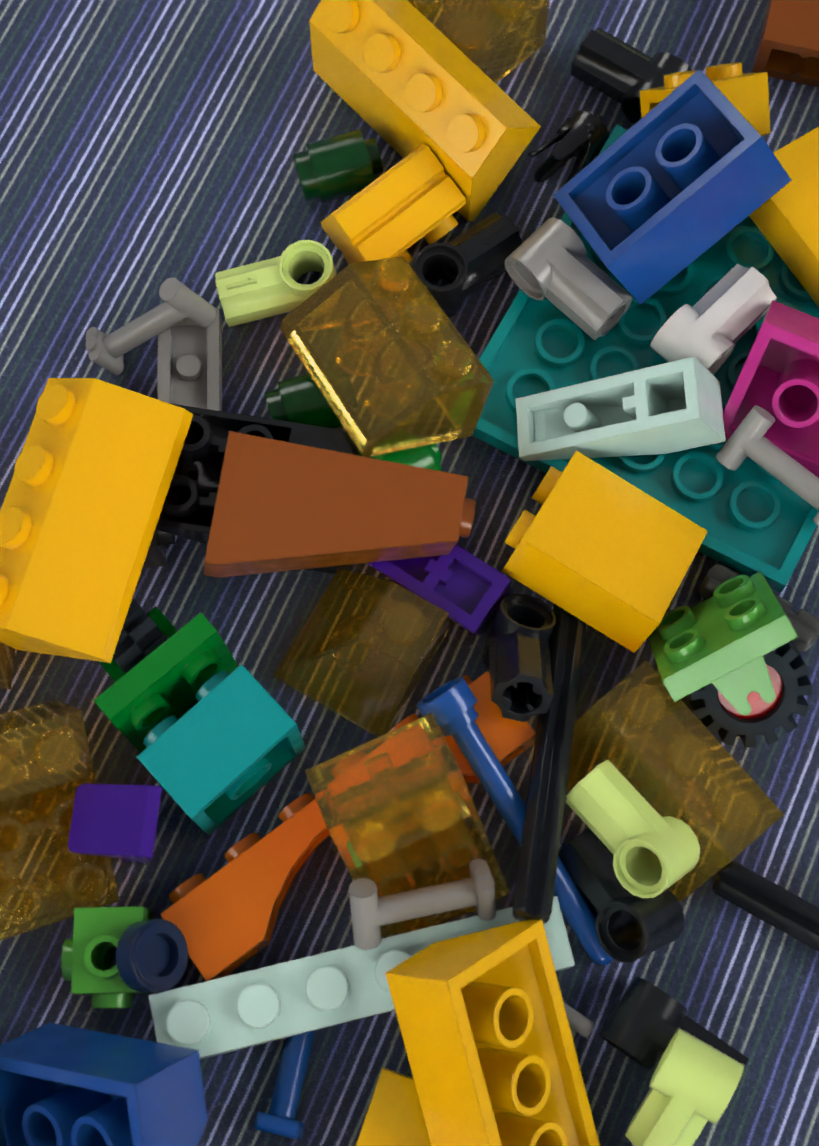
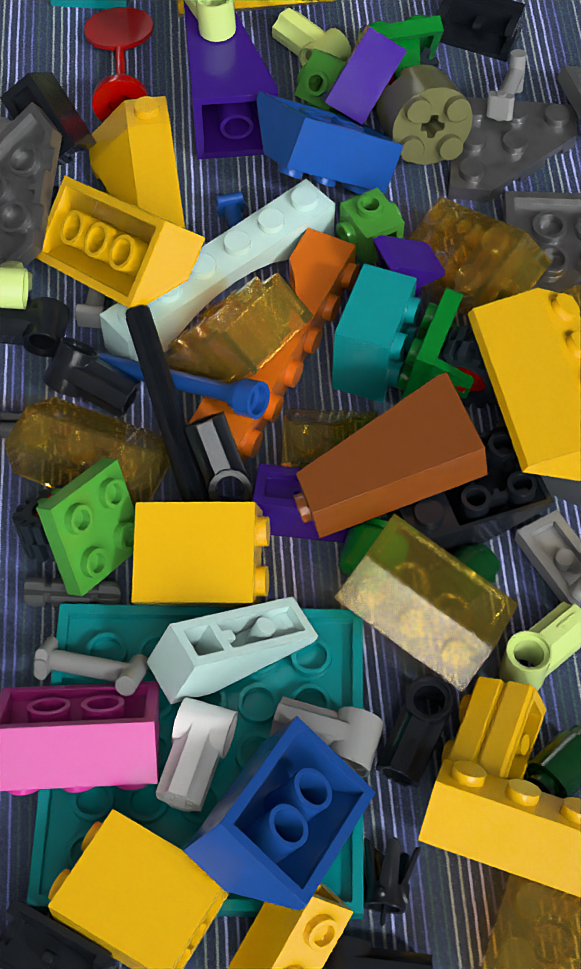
camera: 150 degrees right, 15 degrees down
(151, 955) = (345, 217): dark blue tile -> none
(371, 911) = (229, 278): light grey piece -> none
(634, 832) = (85, 394): yellowish green piece -> none

